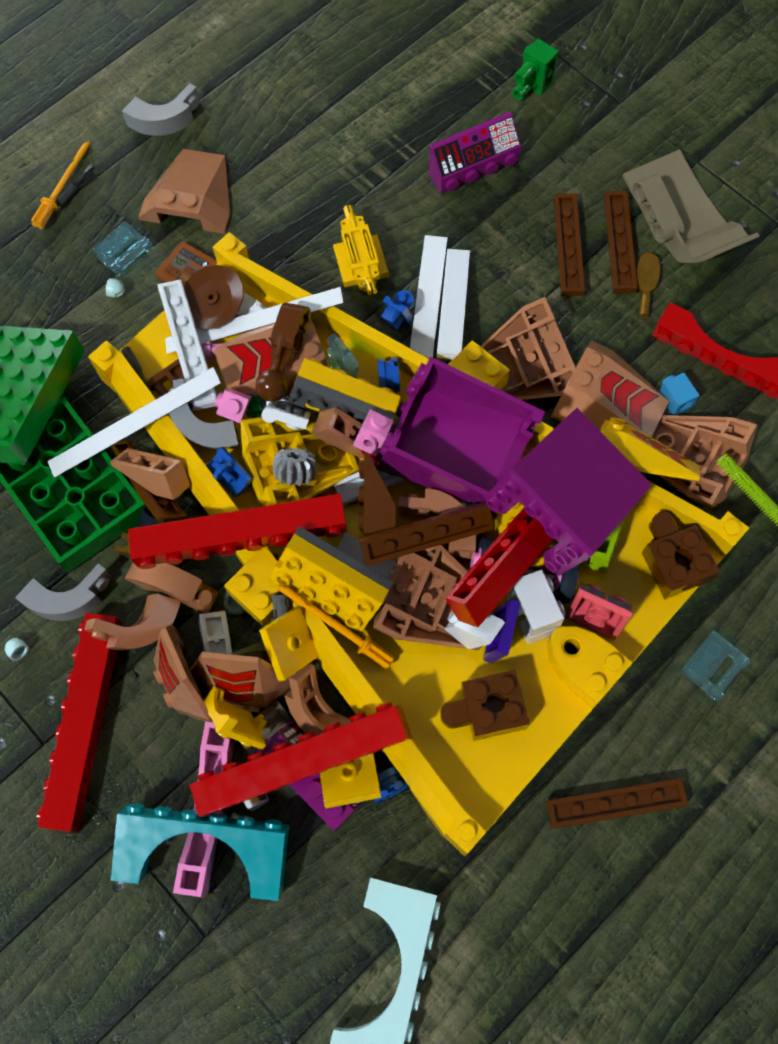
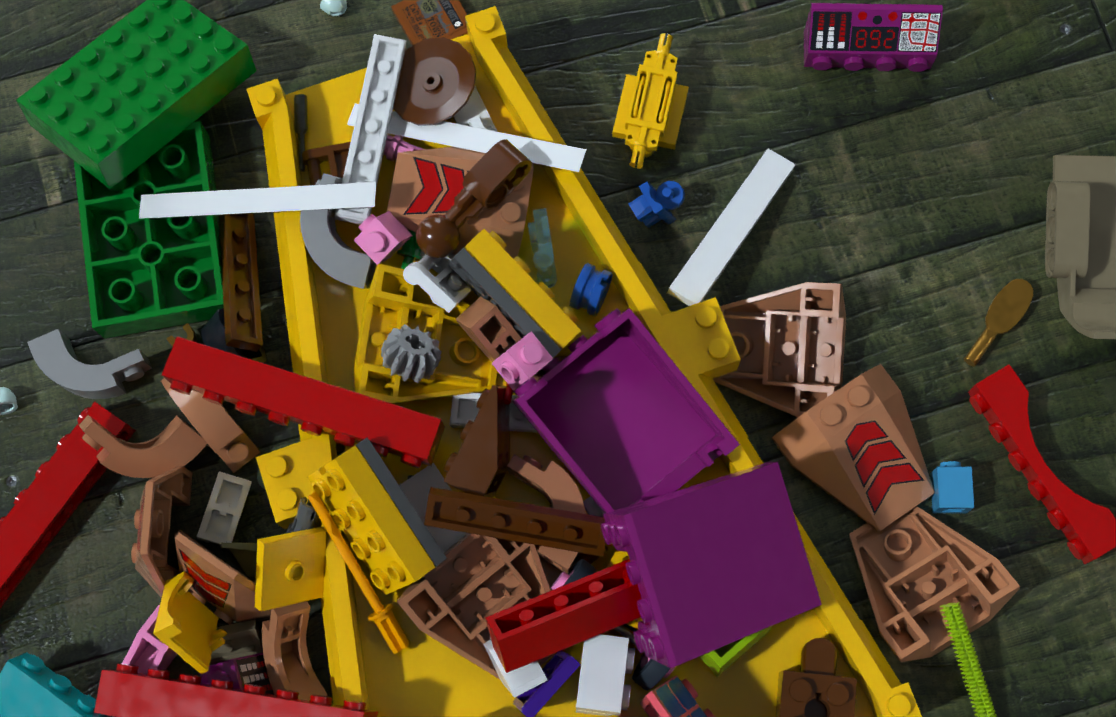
camera: 30 degrees right, 5 degrees up
(154, 472) = (251, 272): nougat slope -> none
(229, 472) = (337, 317): blue hips -> none
(428, 295) = (709, 201): white tile -> none
(568, 245) = (927, 218): reddish brown plate -> none
(620, 242) = (996, 247): reddish brown plate -> none
(647, 453) = (849, 553): yellow wedge -> none

